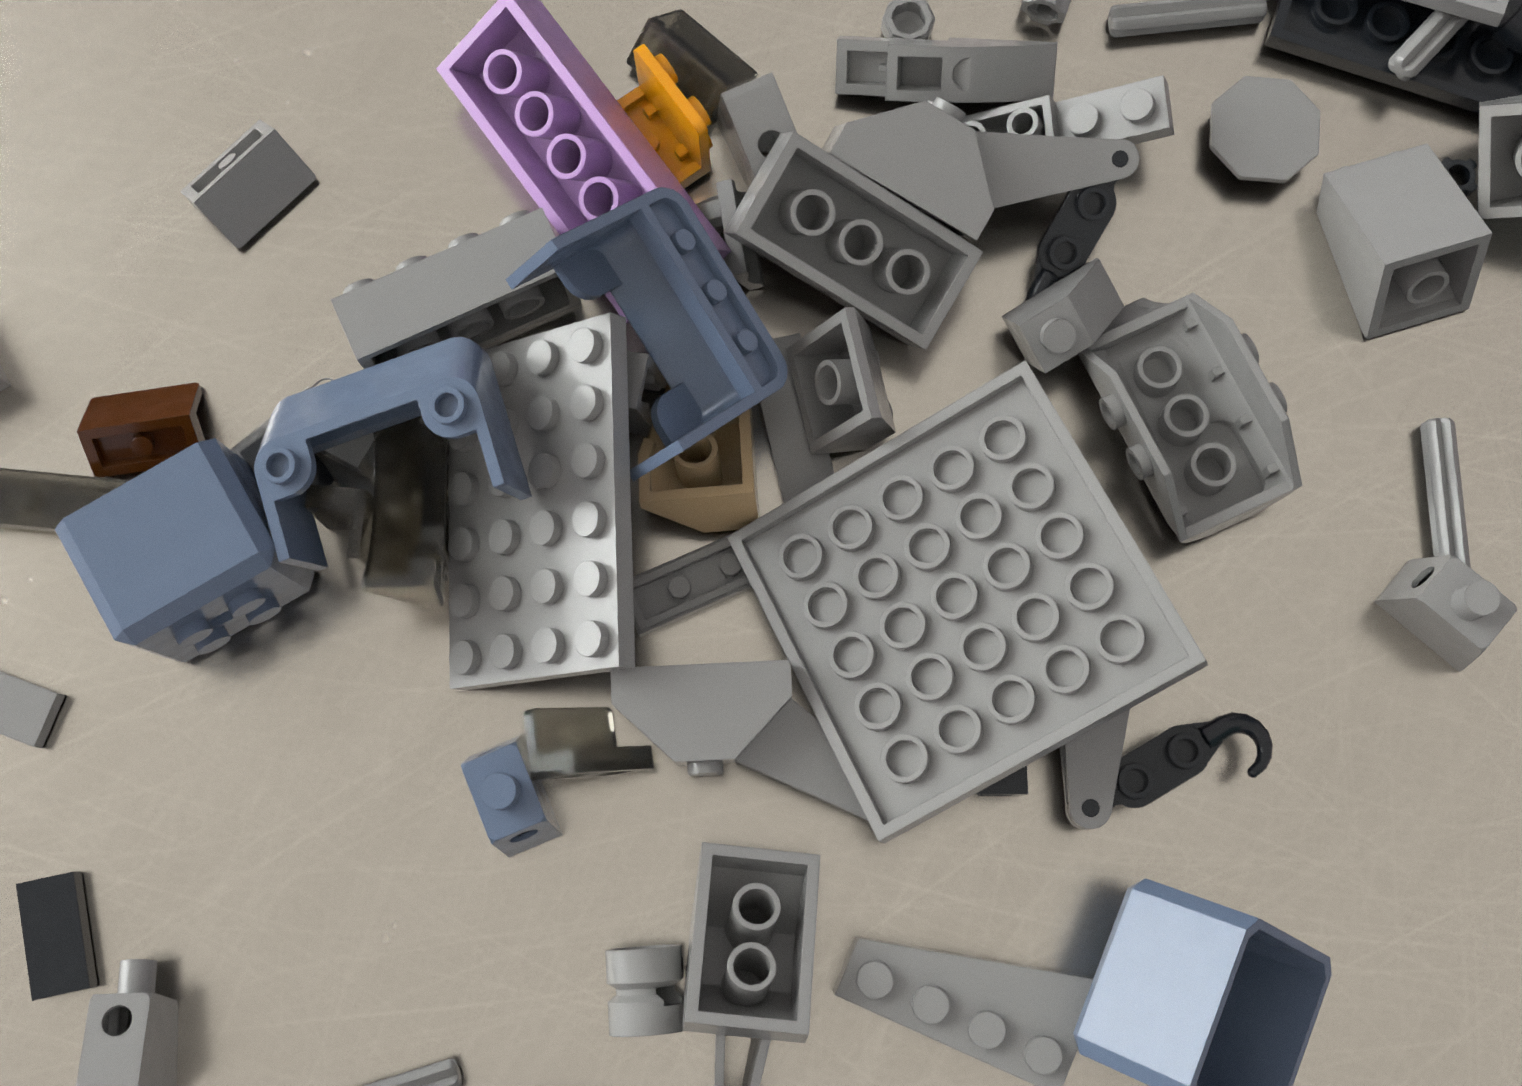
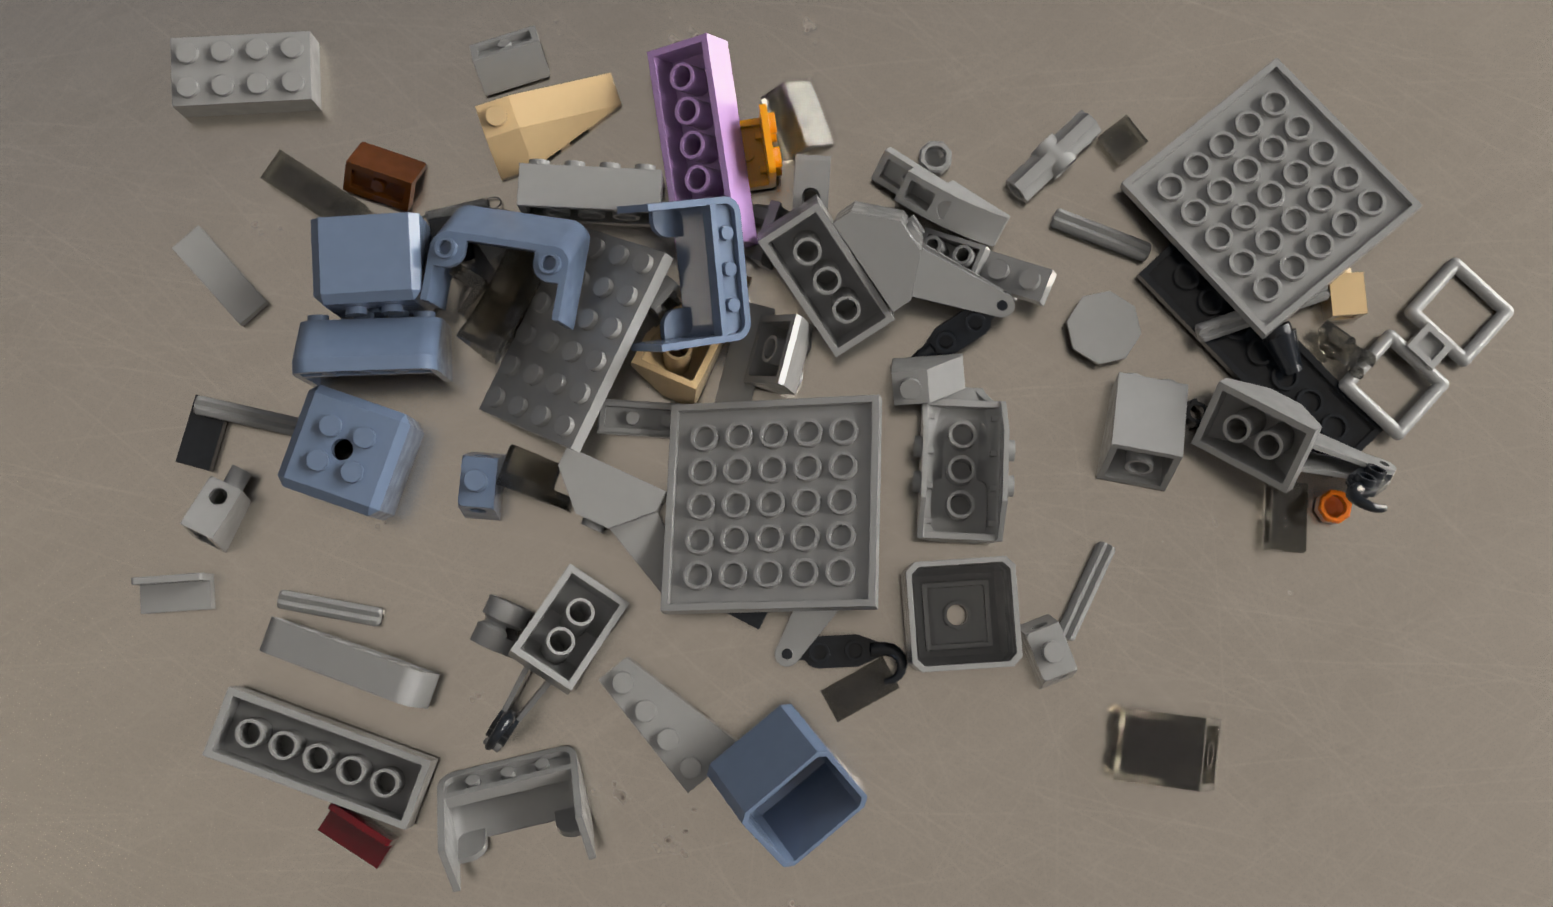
camera: 25 degrees right, 5 degrees up
(106, 876) = (244, 415): none -> light grey axle
(242, 676) = (372, 347): none -> sand blue windscreen
(336, 237) = (544, 120): none -> tan wedge
(339, 860) = (381, 458): none -> sand blue plate
(1210, 808) = (858, 689): none -> clear smoke plate
(1356, 608) = (992, 625): none -> light grey plate

